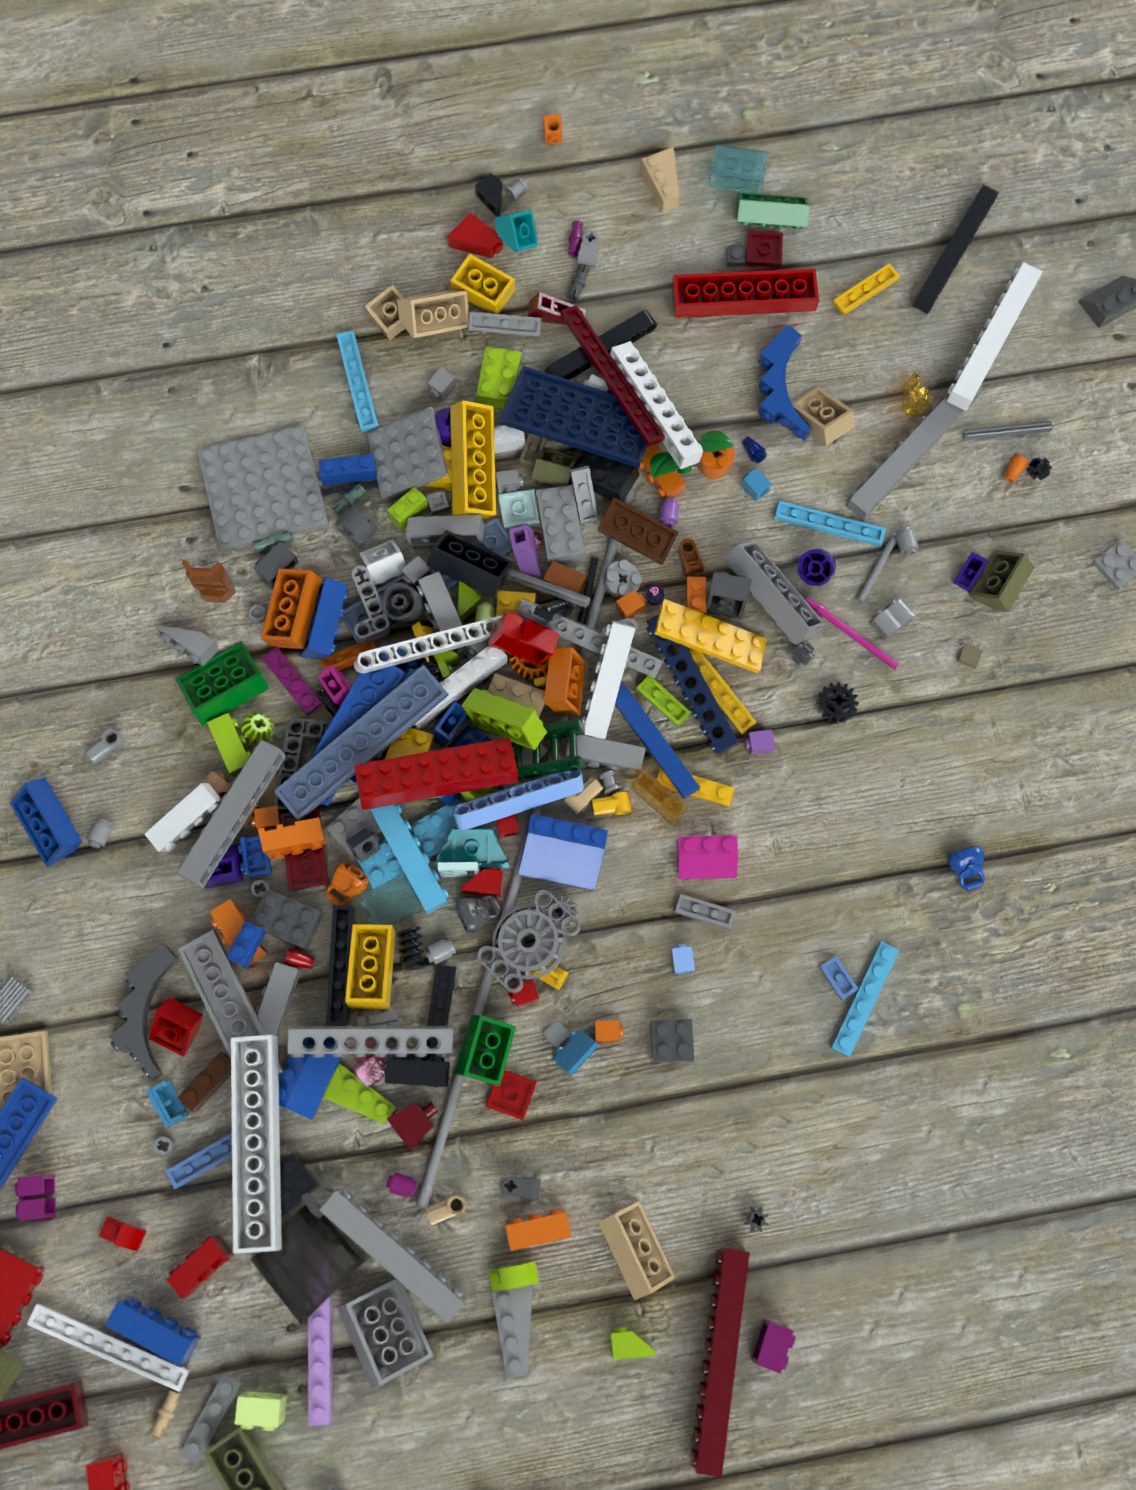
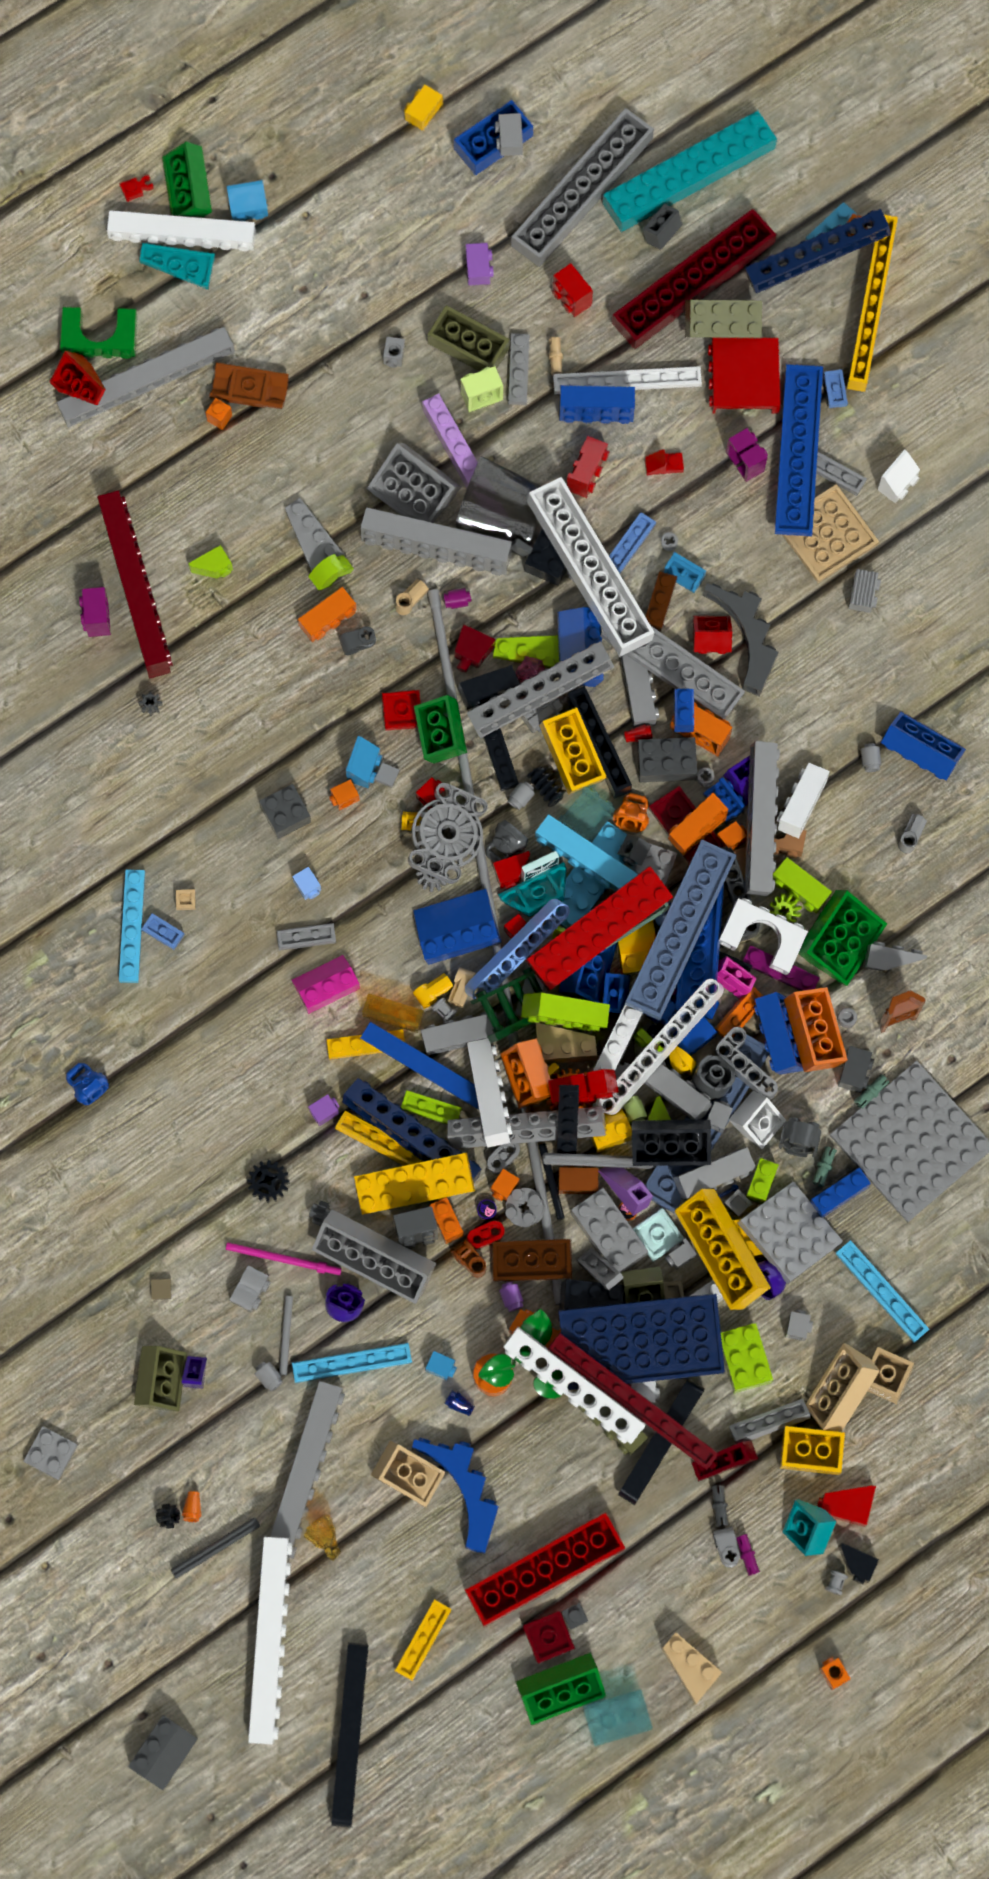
camera: 155 degrees right, 0 degrees up
(297, 731) = (789, 935): none -> white arch
(636, 1250) = (239, 636): tan slope -> none
(666, 571) = (485, 1234): none -> red plate
(804, 999) = (185, 899): none -> tan plate

